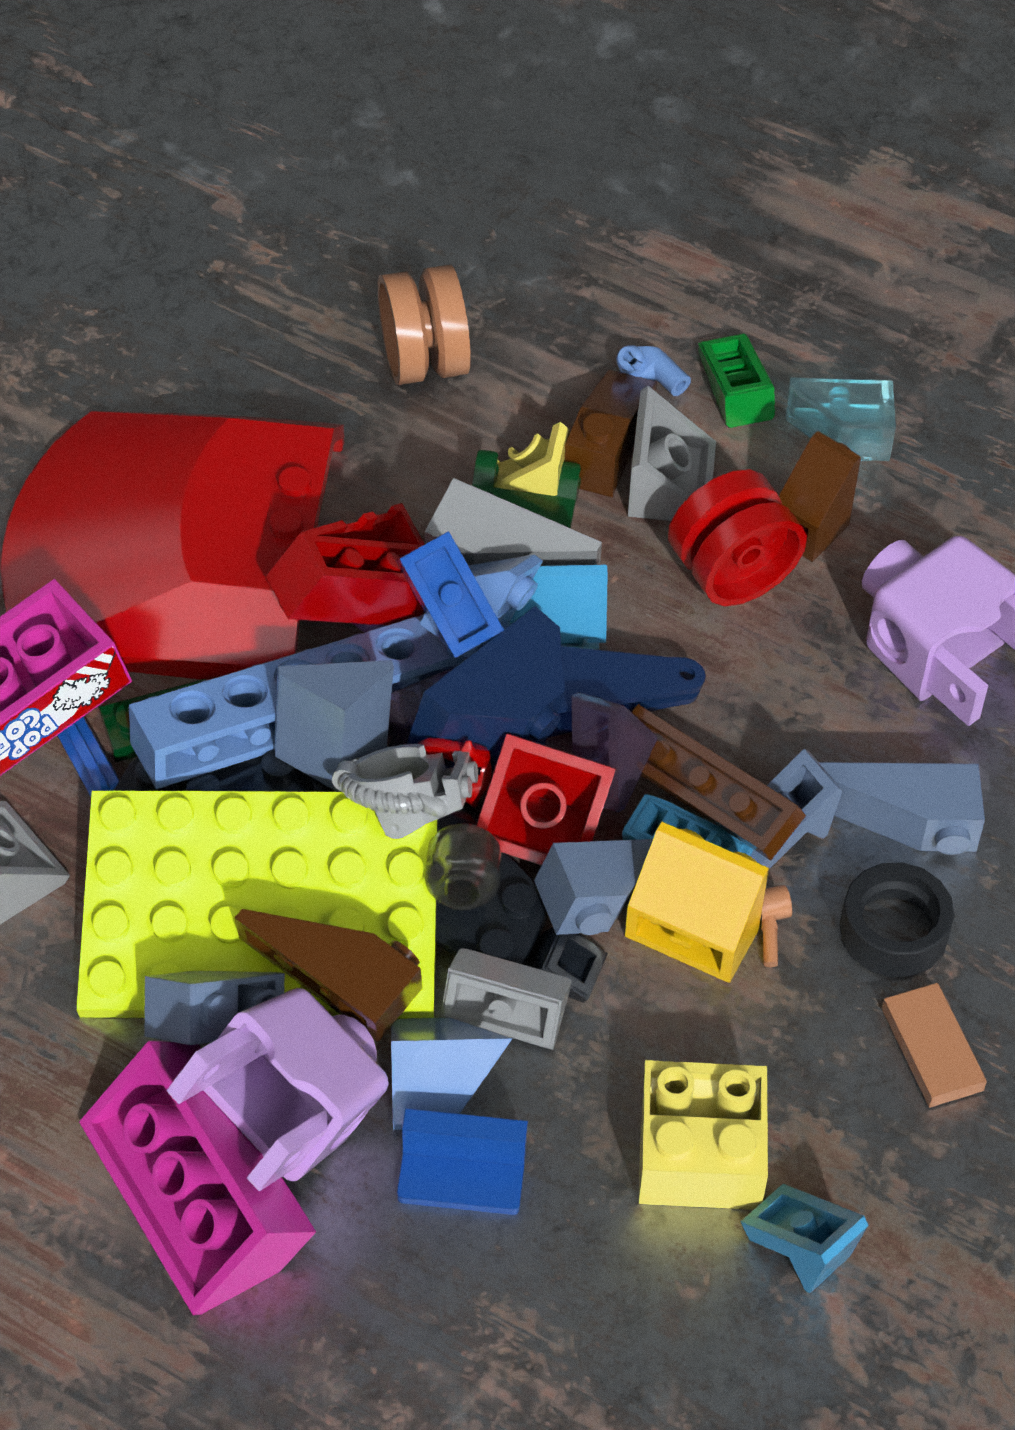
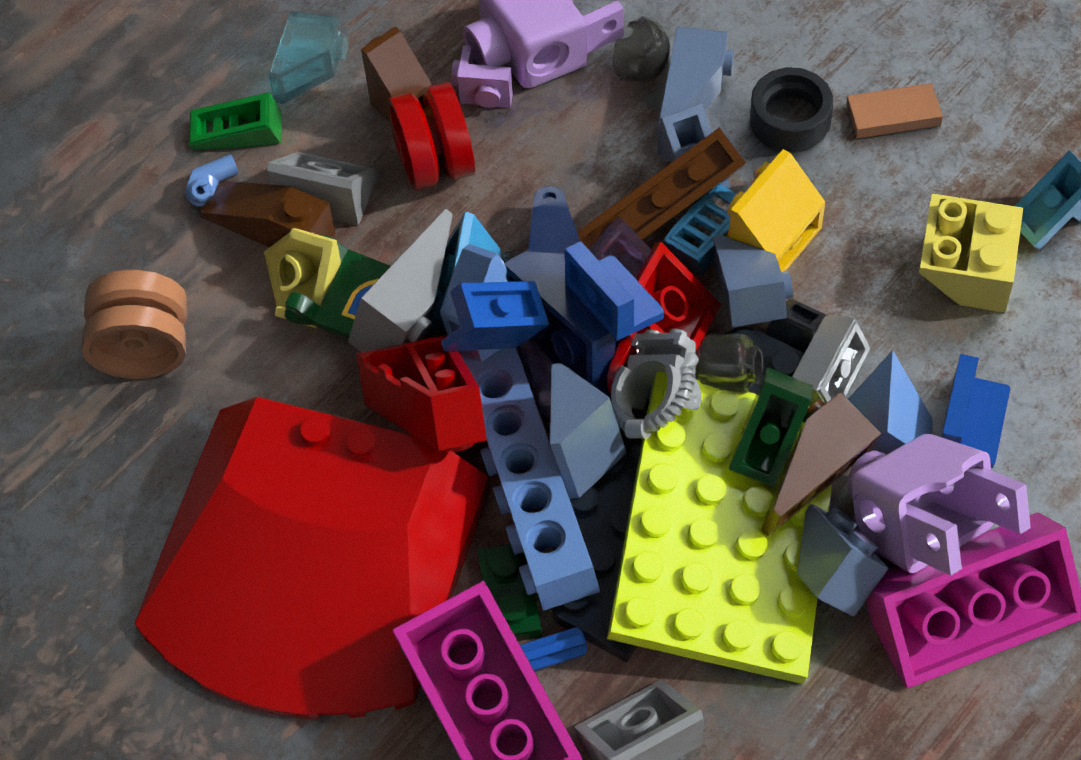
camera: 75 degrees left, 5 degrees up
(378, 901) = (771, 427): none -> dark green slope
(496, 698) = (610, 292): none -> blue panel
(845, 592) = (481, 83): none -> lavender bracket
(944, 742) = (643, 53): none -> clear smoke hair

